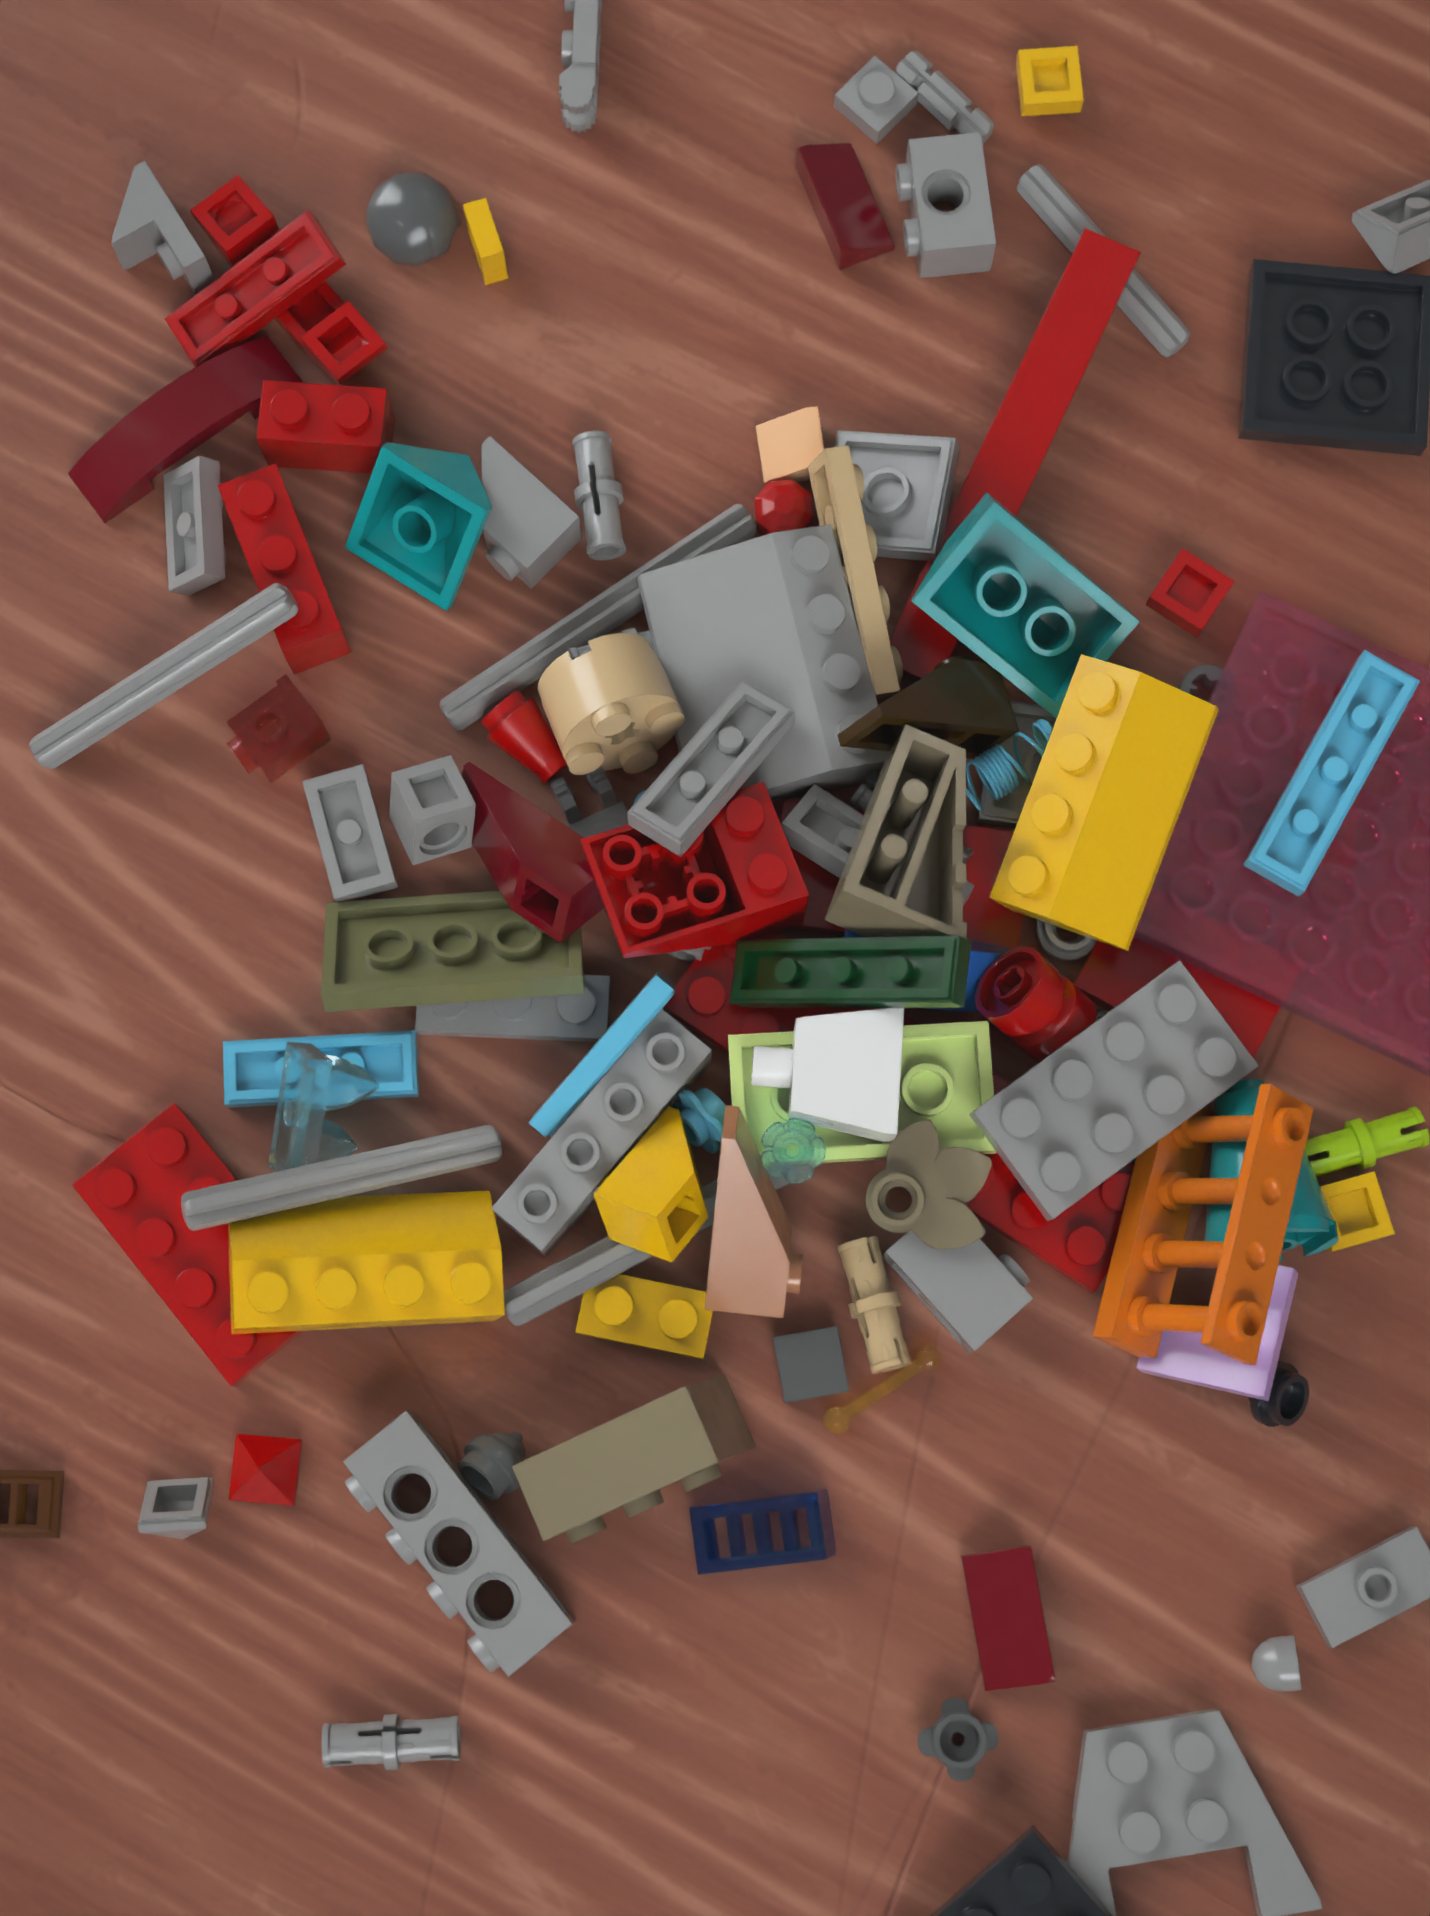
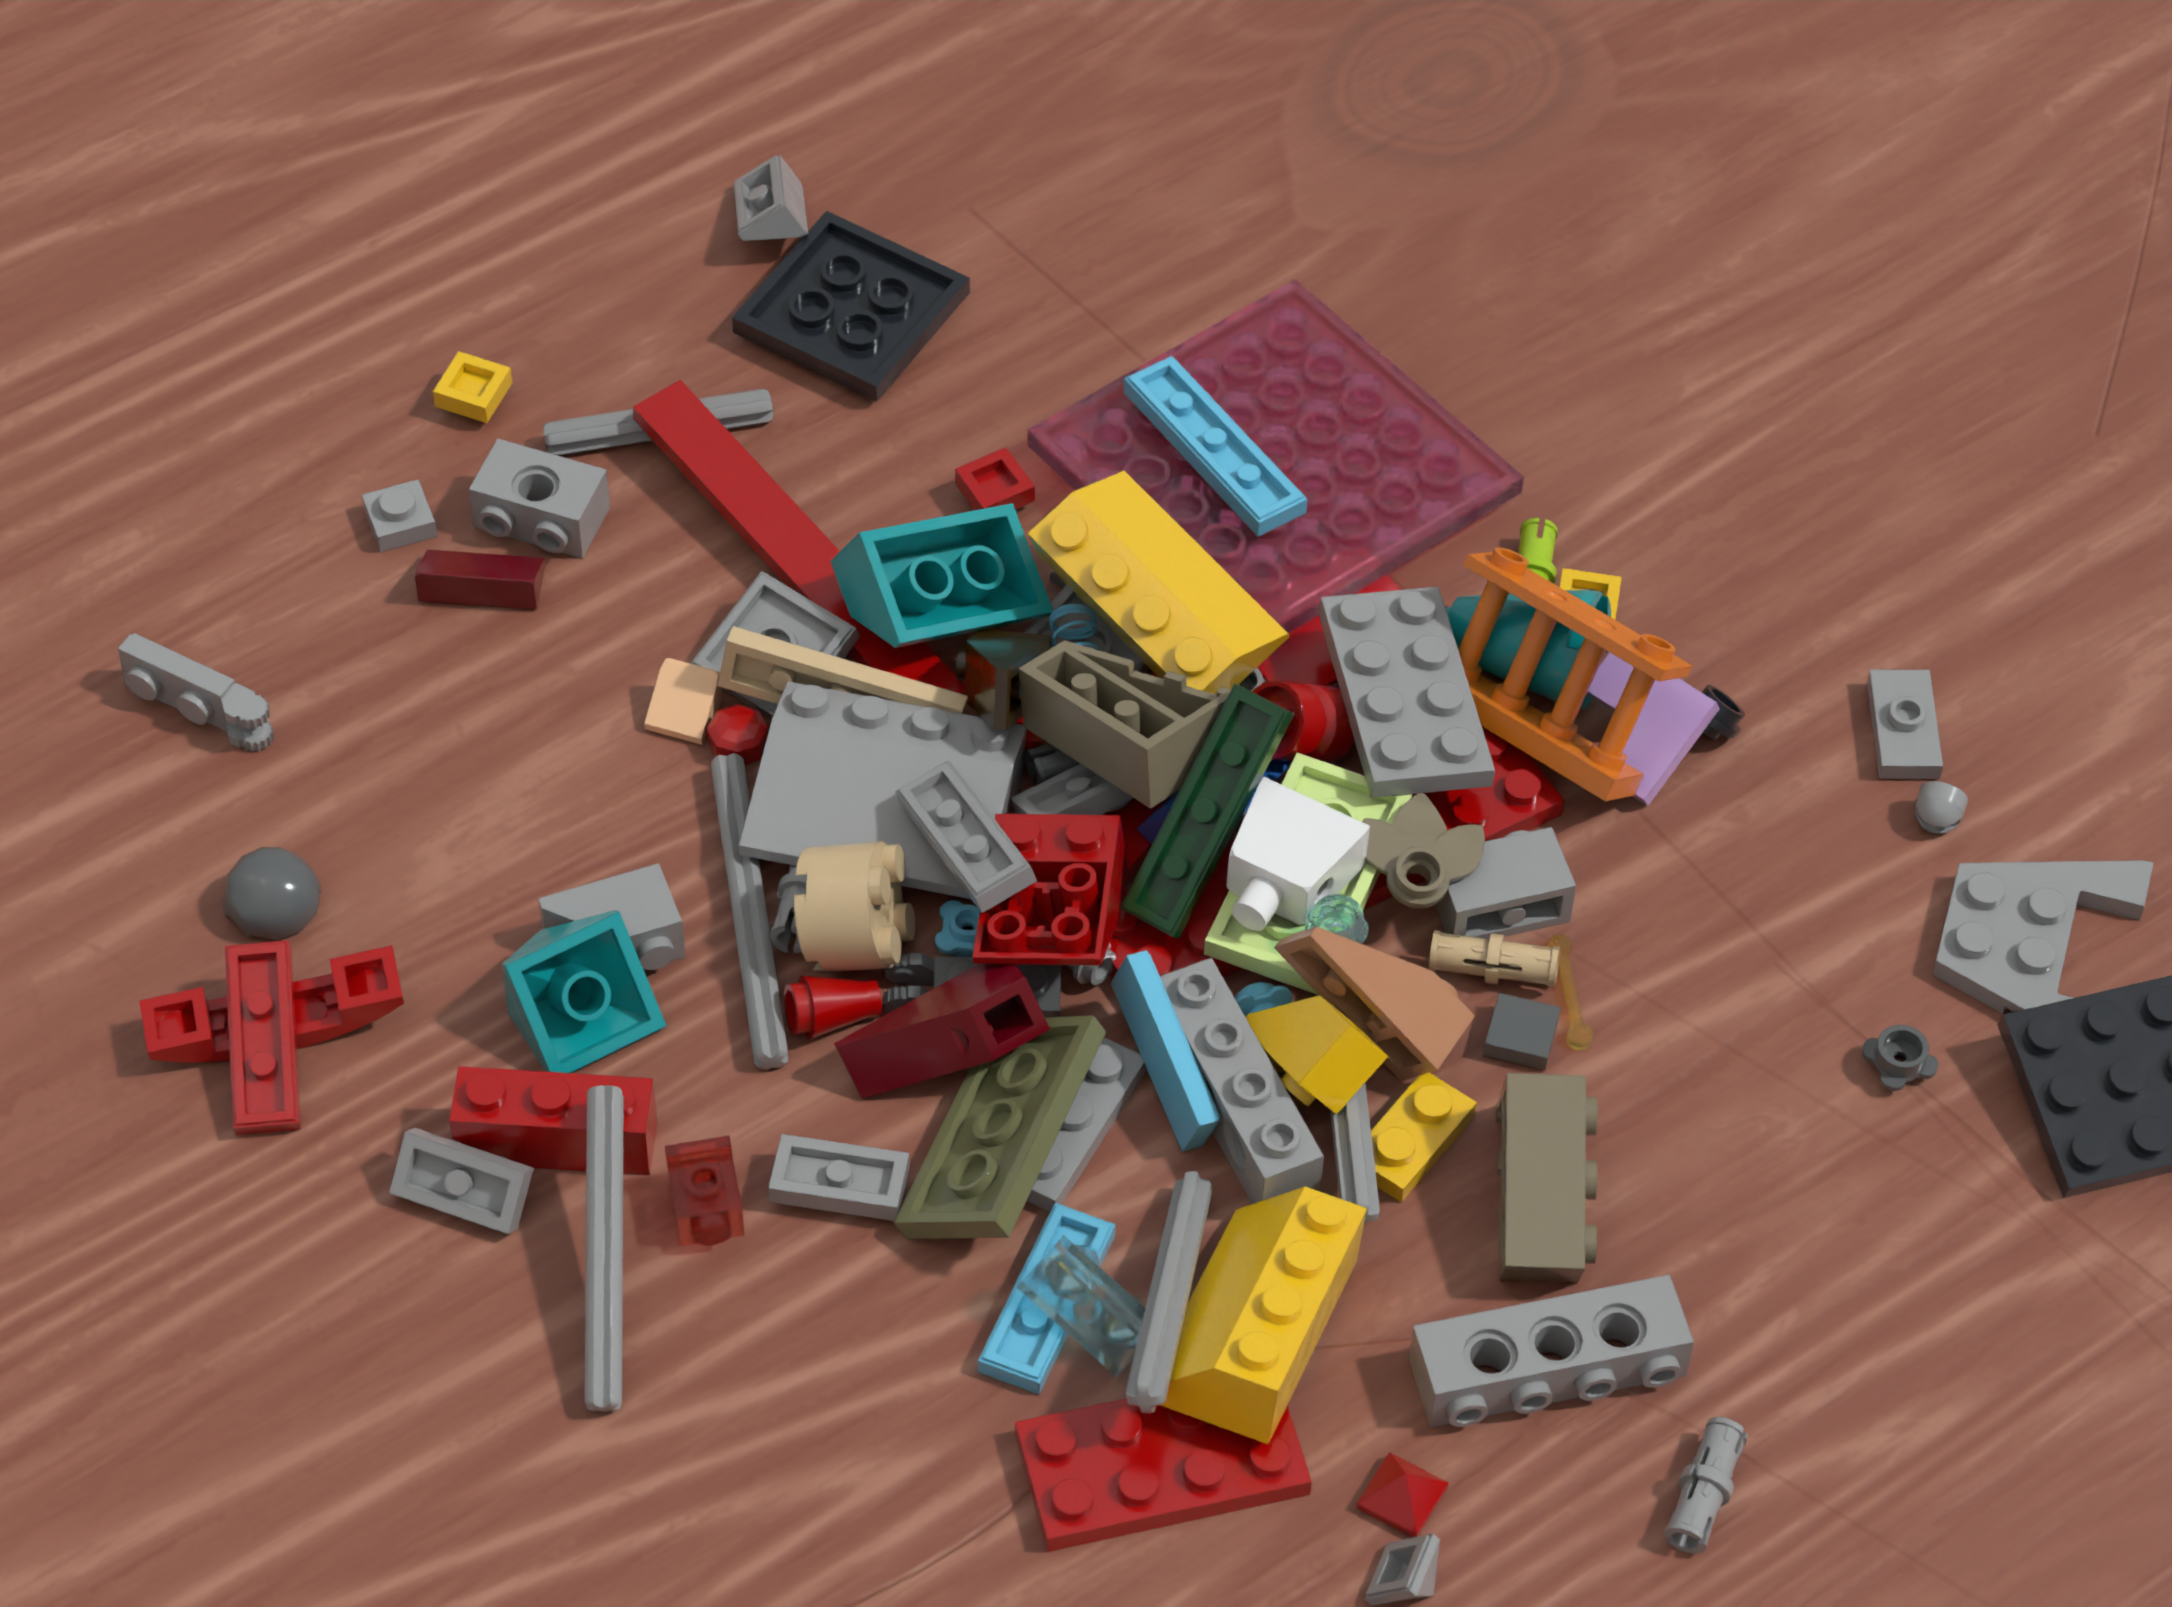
camera: 65 degrees left, 25 degrees down
(153, 226) = (135, 1086): light grey slope -> none
(174, 423) = (350, 1164): dark red slope -> none
(323, 426) = (436, 1031): red brick -> none
(432, 809) = (862, 1090): light grey brick -> none
(485, 241) = (337, 842): yellow tile -> none
(490, 1463) = (1491, 1290): dark grey plate -> none
(599, 495) = (625, 854): light grey pin -> none
(819, 1526) = (1662, 1078): clear blue slope -> none
(943, 97) = (435, 466): light grey axle -> none
(1008, 1618) = (1813, 975): dark red slope -> none

